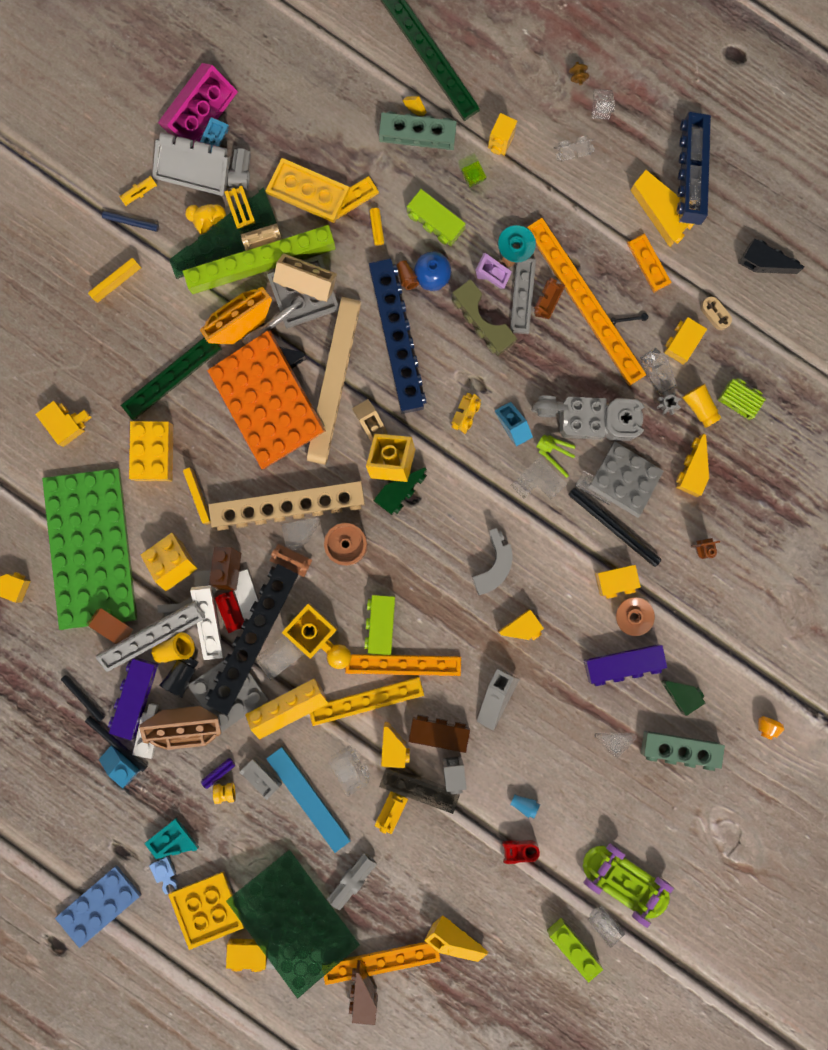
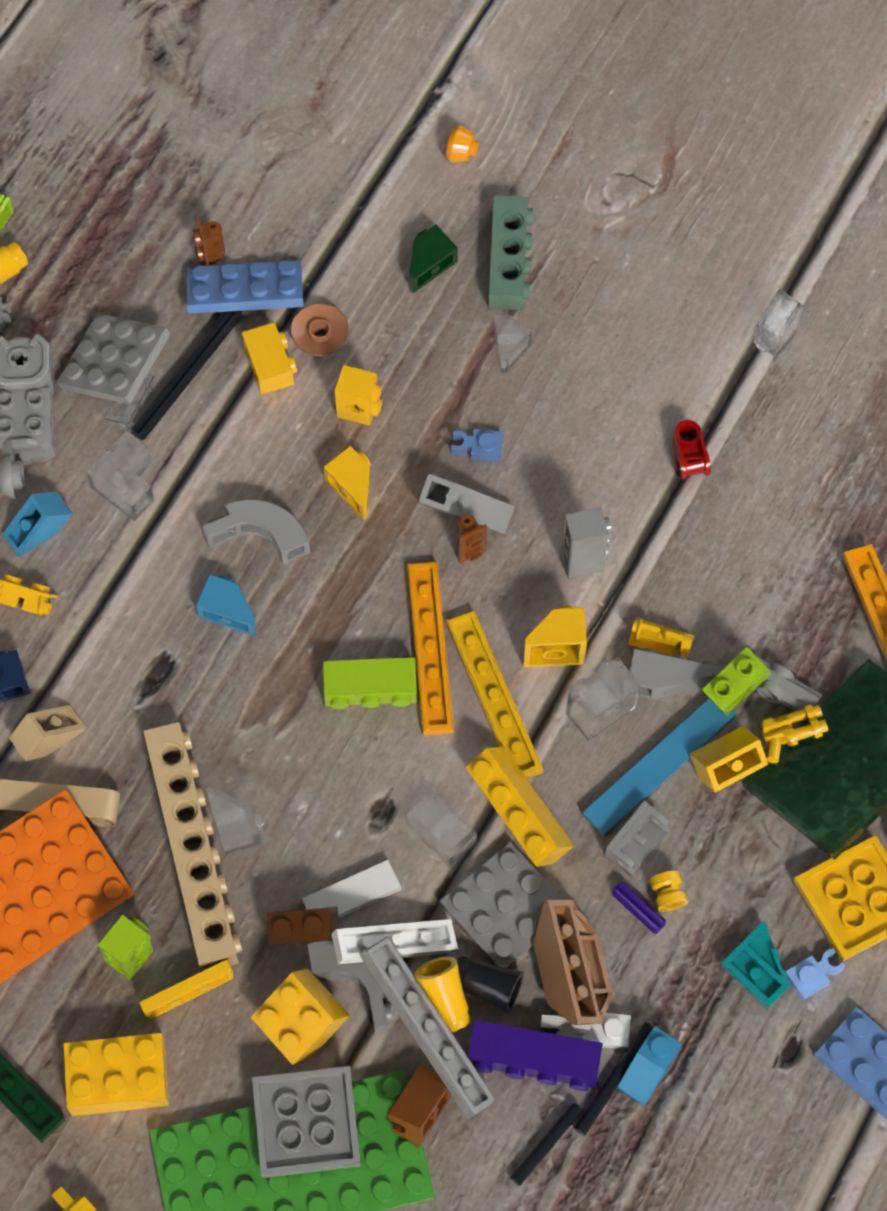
camera: 95 degrees left, 20 degrees down
(105, 559) = (306, 1122): none -> light grey plate
(223, 462) = (126, 946): none -> lime brick
(224, 704) = (313, 828): black brick -> none
(230, 611) = (383, 911): red hinge -> none
(290, 560) = (281, 832): nougat hinge -> none
(302, 844) = (729, 759): none -> yellow brick
(316, 879) = (780, 729): none -> yellow piece
(335, 549) = (247, 744): nougat wheel -> none
(337, 655) = (392, 764): yellow brick -> none
(348, 857) = (736, 681): none -> lime brick
(364, 809) = (669, 675): none -> light grey slope
(390, 457) = (102, 687): yellow brick -> none
(395, 492) = (160, 683): dark green slope -> none
(418, 789) = (617, 597): clear smoke brick -> none
(439, 733) = (529, 580): reddish brown brick -> none
(444, 539) = (225, 605): none -> dark azure slope
(452, 941) = (838, 528): yellow slope -> none
(469, 699) = (472, 539): none -> dark orange hinge
(525, 805) = (622, 449): dark azure cone -> none
(541, 715) = (483, 445): none -> medium blue plate
(547, 444) = (66, 472): lime plant -> none
(574, 950) = (820, 364): lime brick -> none
(580, 637) = (357, 395): none -> yellow brick
(625, 664) = (392, 337): dark purple brick -> none
(626, 882) = (704, 322): lime piece -> none
(673, 569) = (244, 287): none -> medium blue plate
(696, 472) = (91, 269): yellow slope -> none

